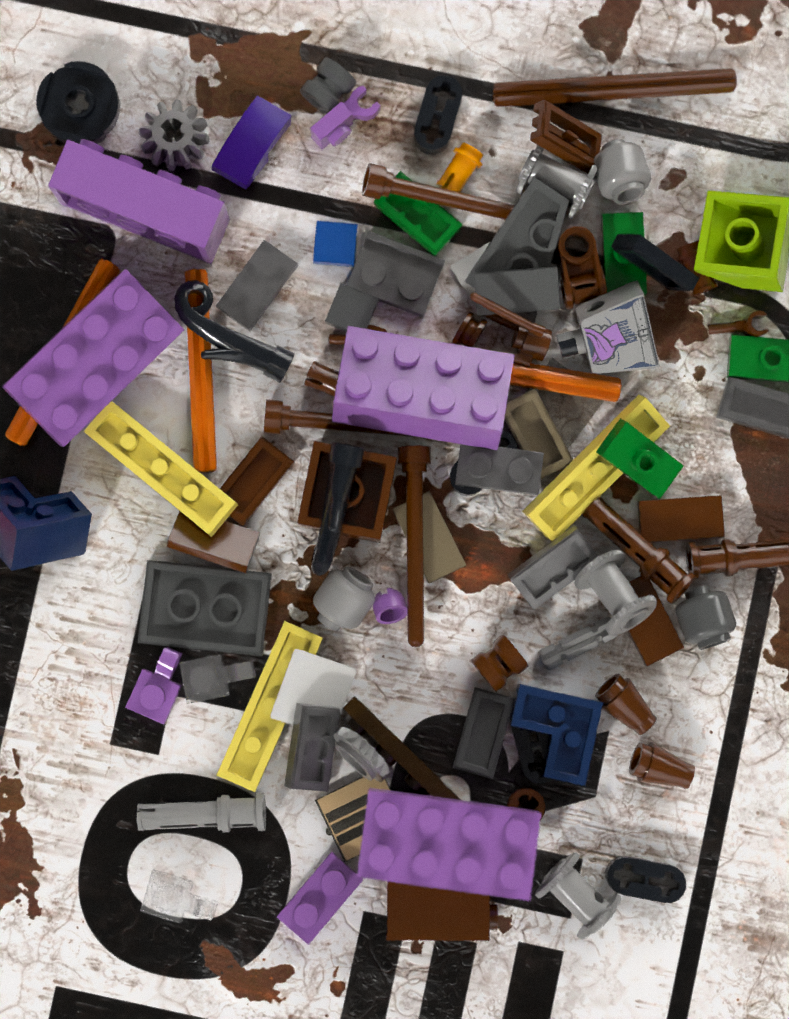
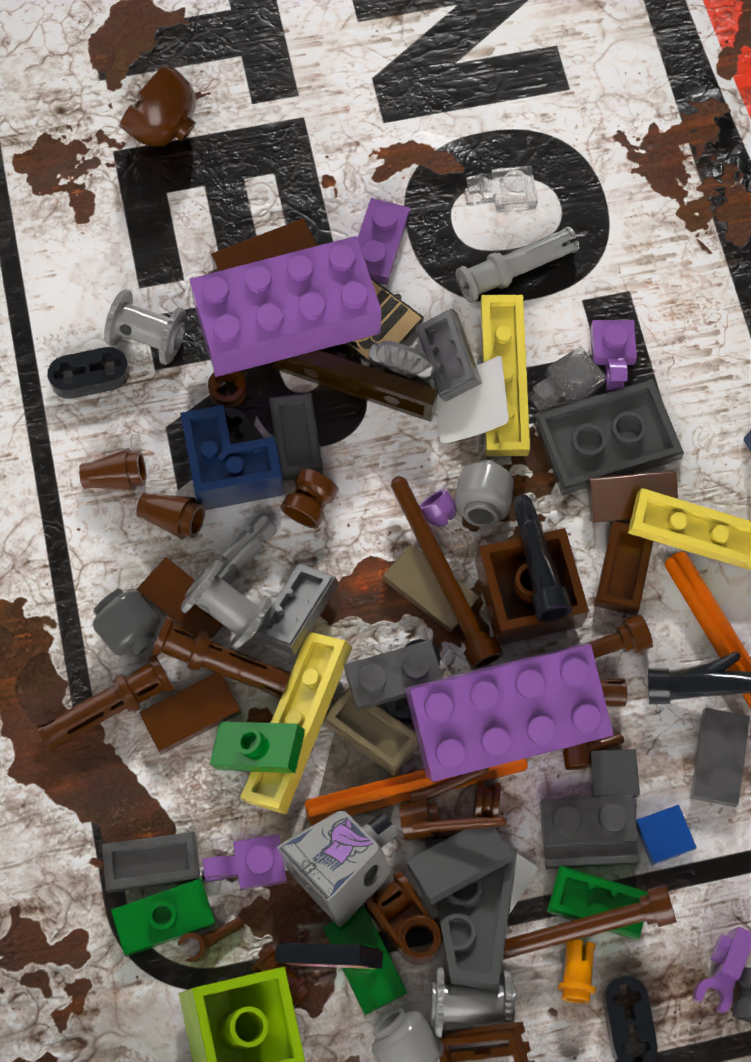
camera: 155 degrees right, 15 degrees down
(681, 369) = (255, 864): none -> medium lavender plate

